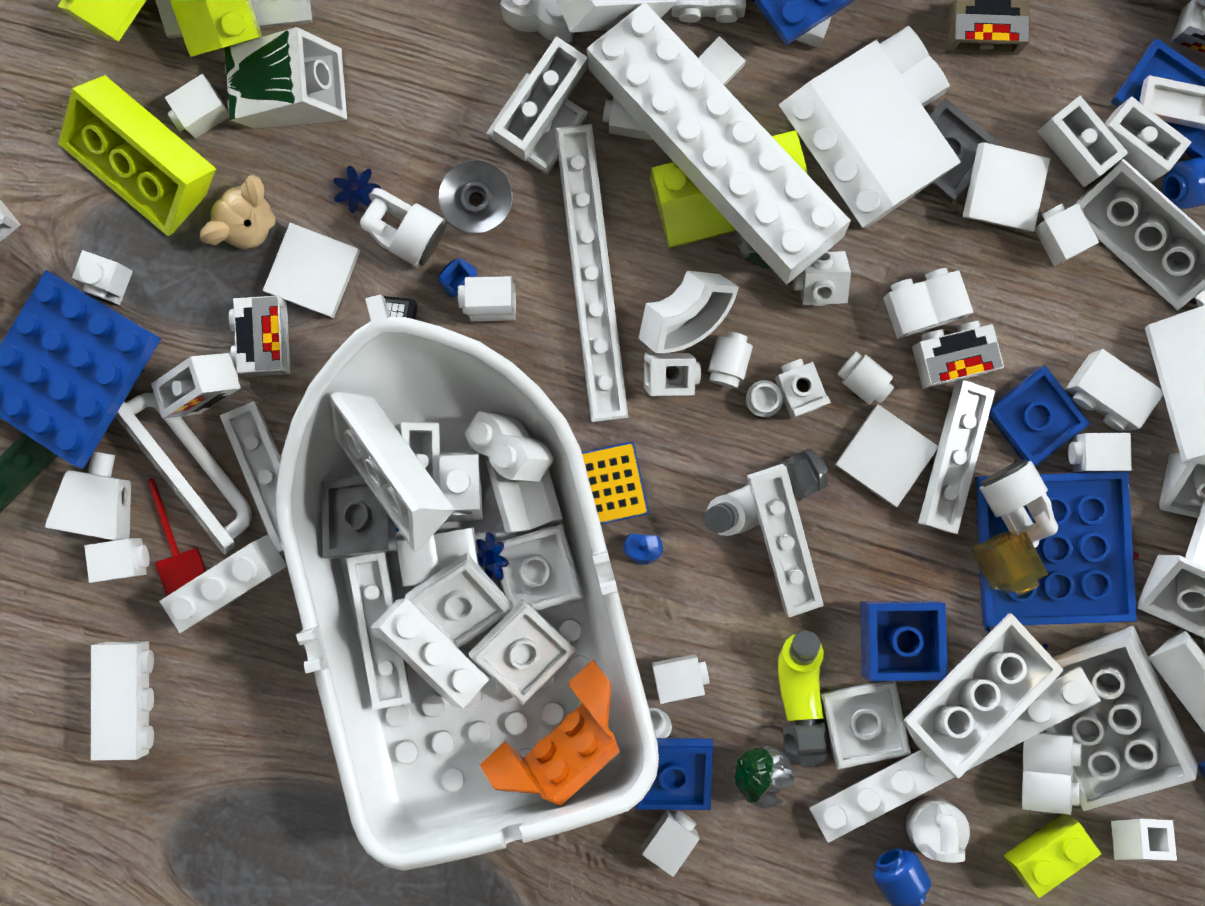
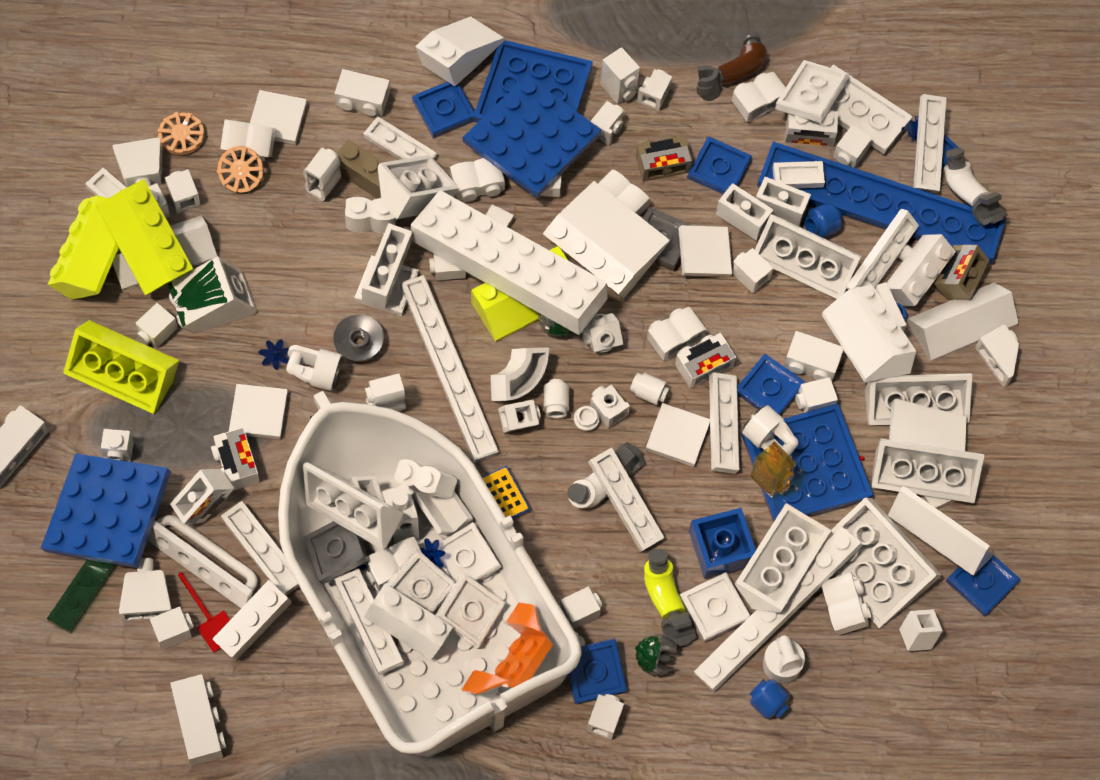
camera: 20 degrees left, 20 degrees down
(231, 211) = (195, 387): tan hair -> none
(454, 275) = (356, 390): blue piece -> none
(643, 548) = (533, 533): blue piece -> none
(1052, 855) = (864, 657): neon yellow brick -> none
(1064, 57) = (719, 165): none -> blue tile

